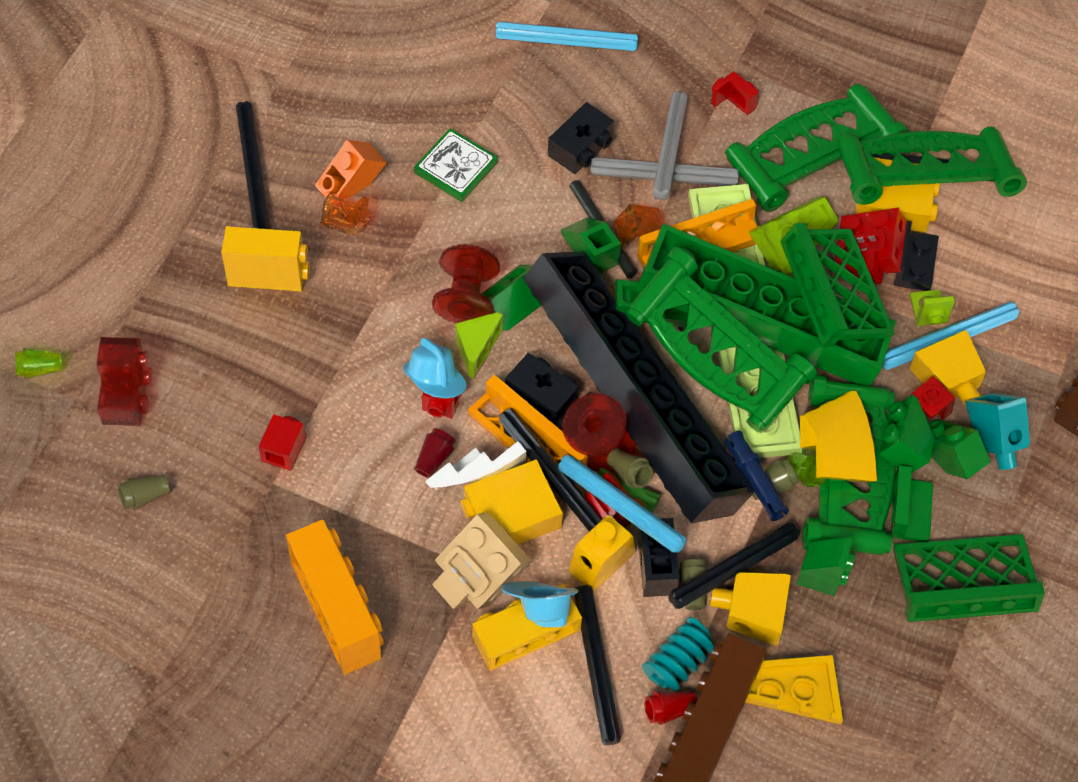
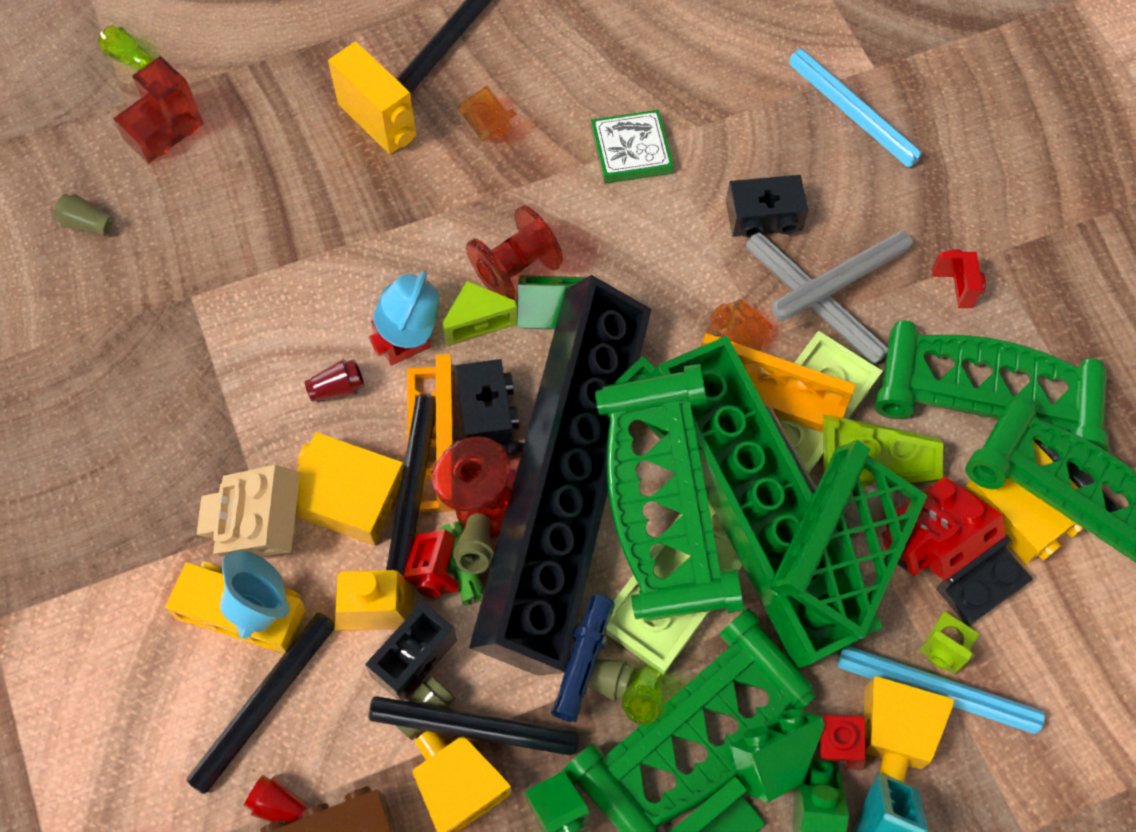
camera: 45 degrees right, 5 degrees up
(282, 442) = (227, 265): red brick -> none
(335, 597) = (105, 434): light orange brick -> none
(351, 170) = (533, 81): orange slope -> none
(477, 466) = (340, 422): white slope -> none
(593, 213) = (705, 296): pearl dark grey bar -> none
(596, 240) = (670, 311): green slope -> none
(622, 504) = (420, 575): medium azure axle -> none
(679, 654) = (332, 767): teal piece -> none
(841, 439) = (699, 697): yellow slope -> none

